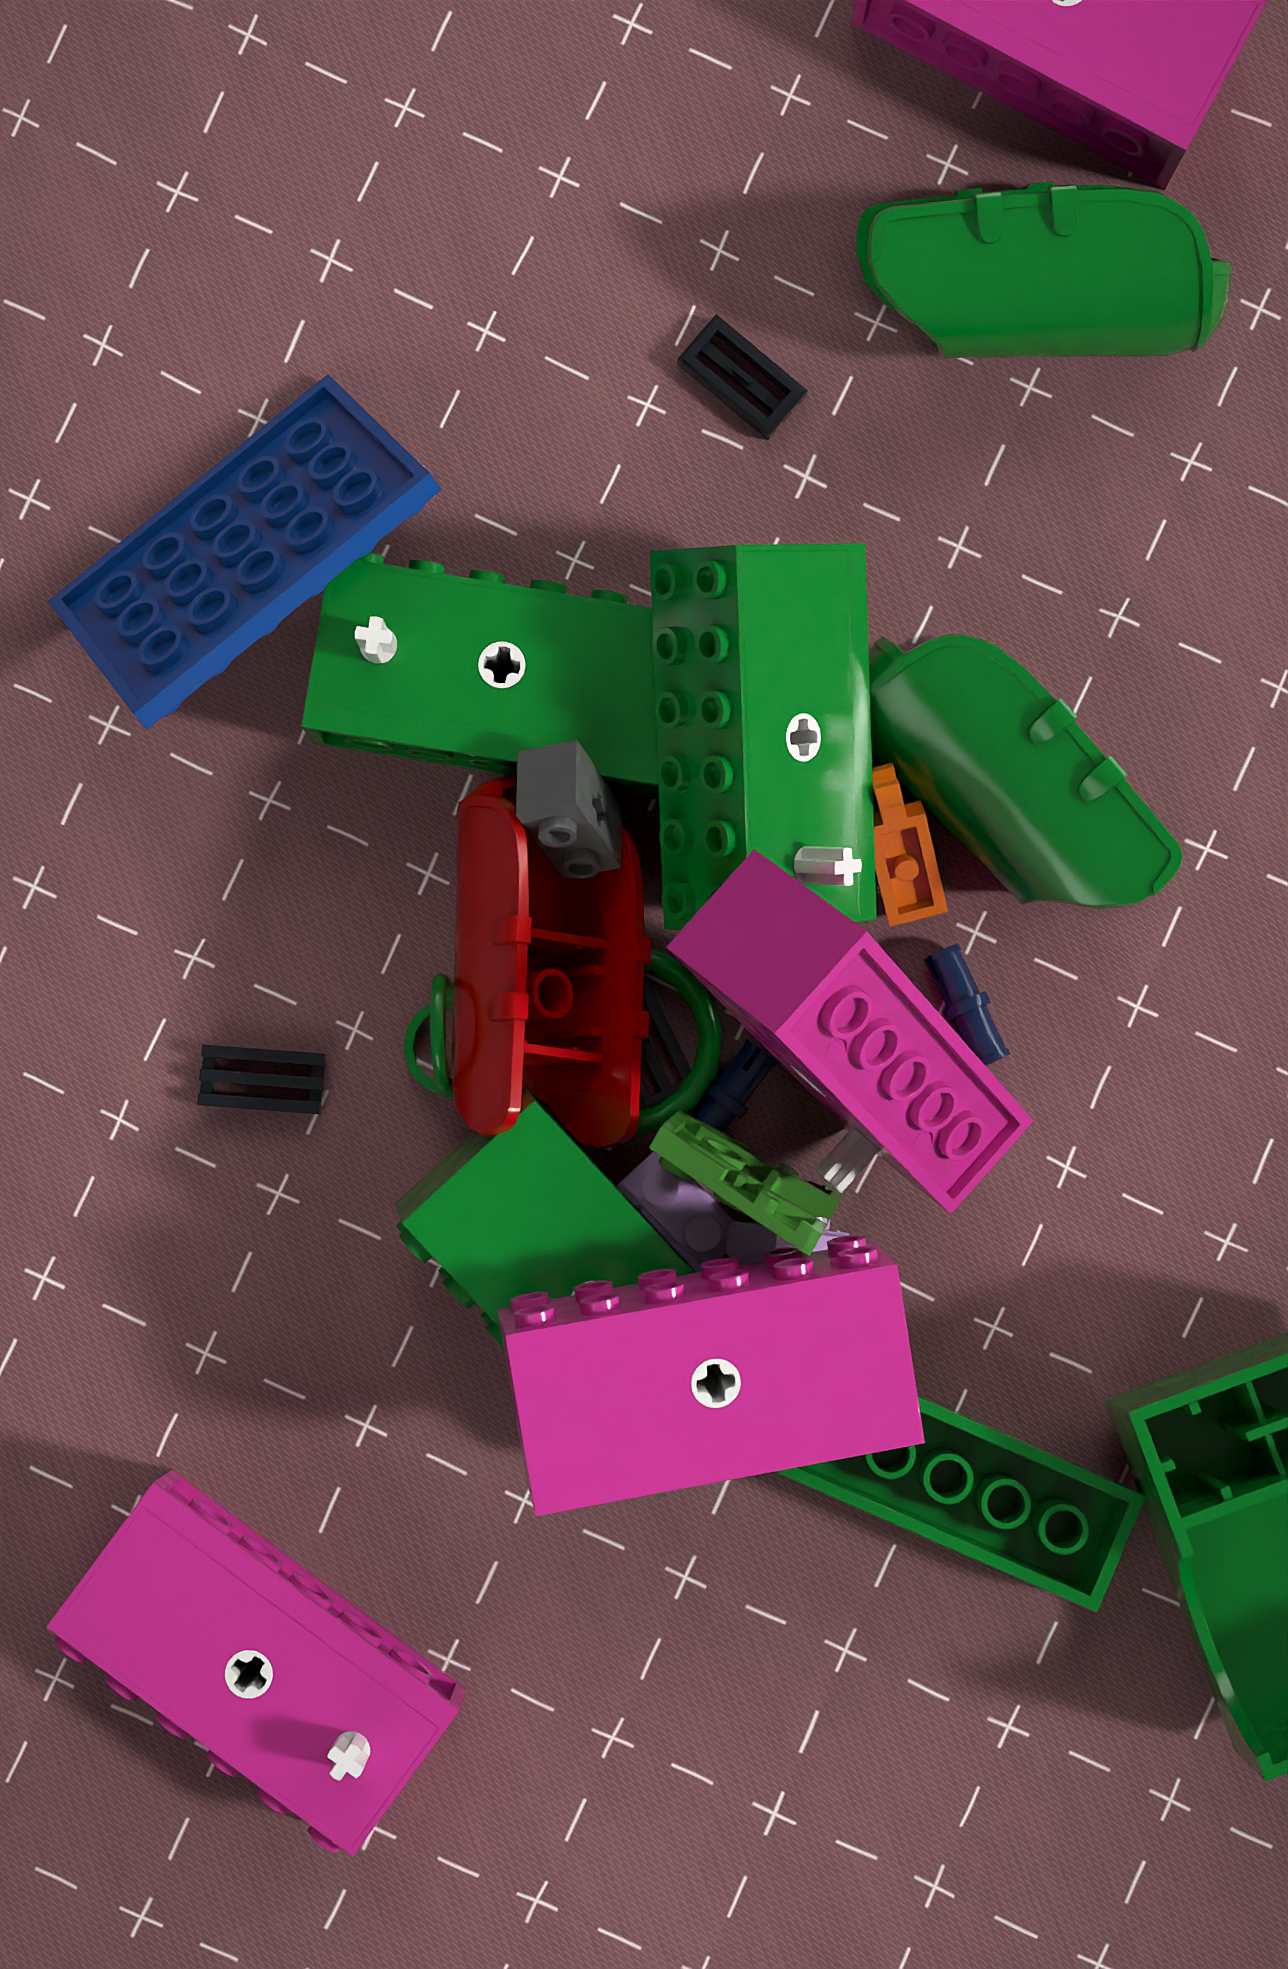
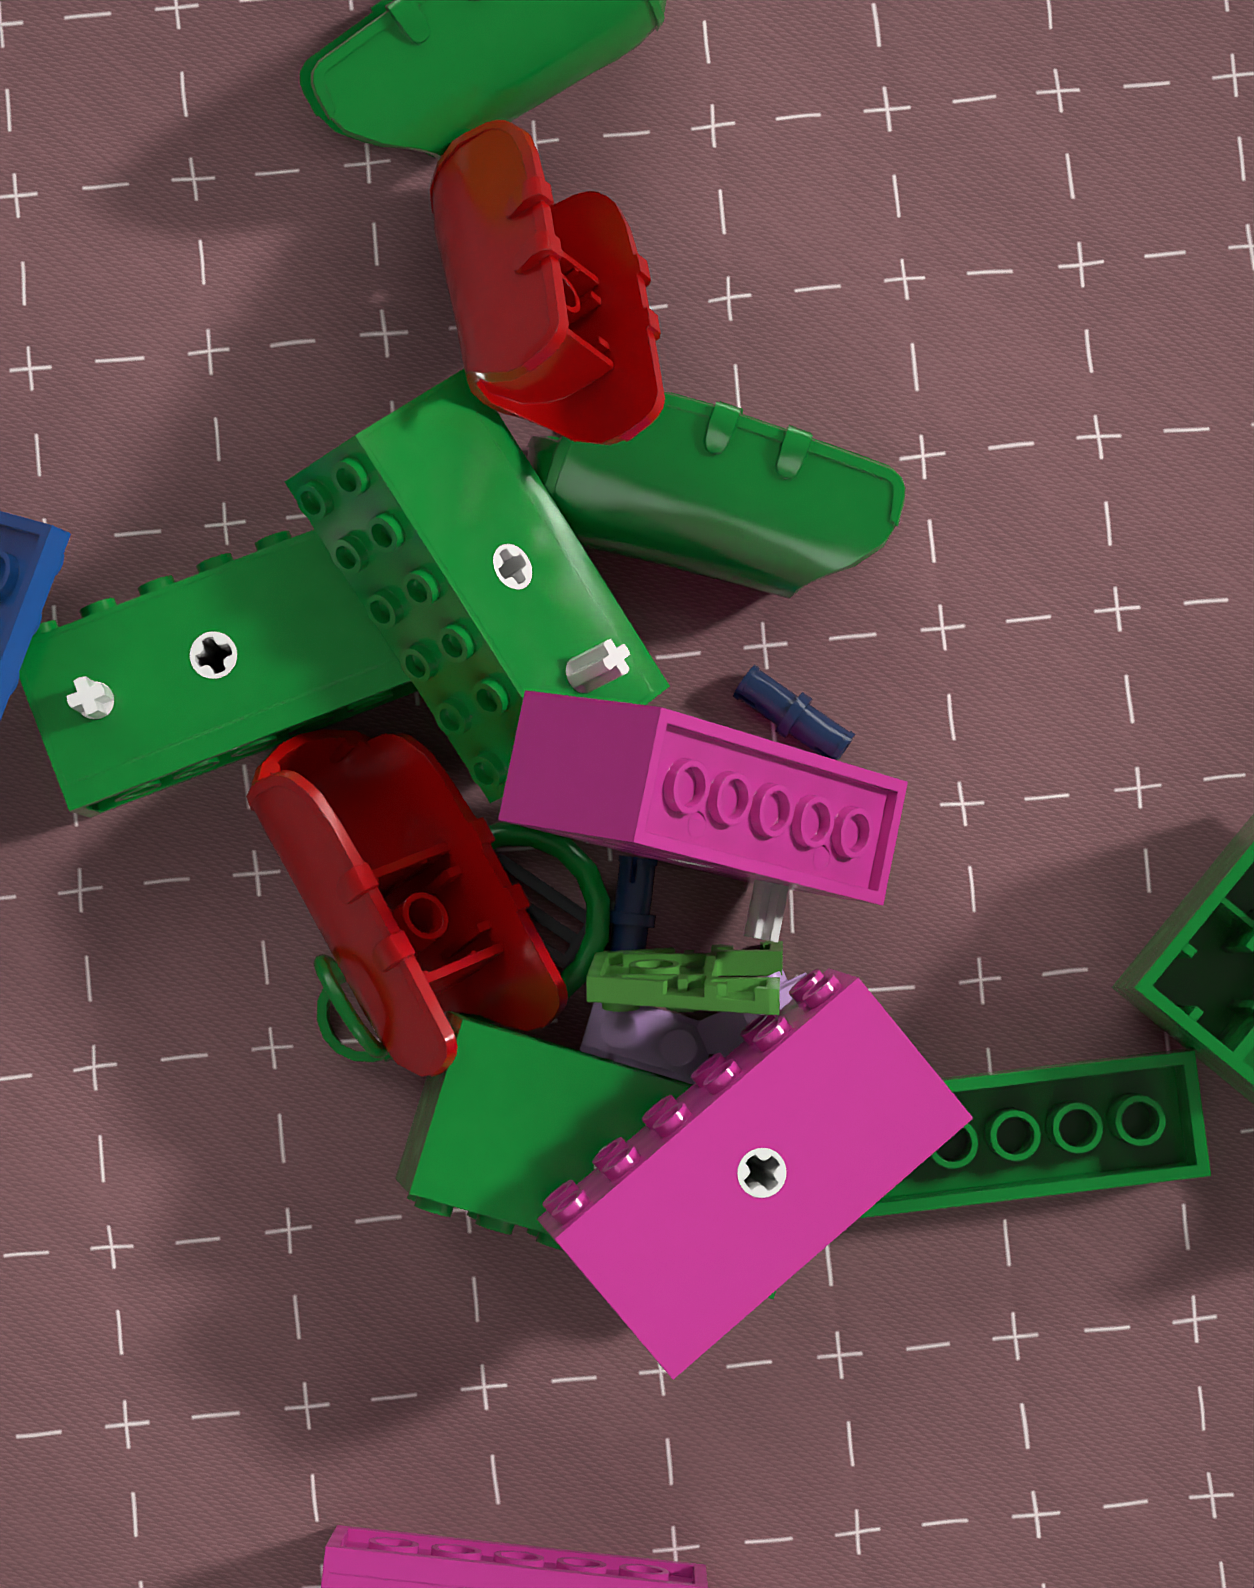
camera: 25 degrees left, 0 degrees up
(210, 1075) = (167, 1162): black tile -> none
(569, 809) = (346, 747): dark grey brick -> none
(727, 395) = (274, 302): black tile -> none
(904, 854) = (661, 614): orange plate -> none
(967, 520) = (544, 292): none -> red animal

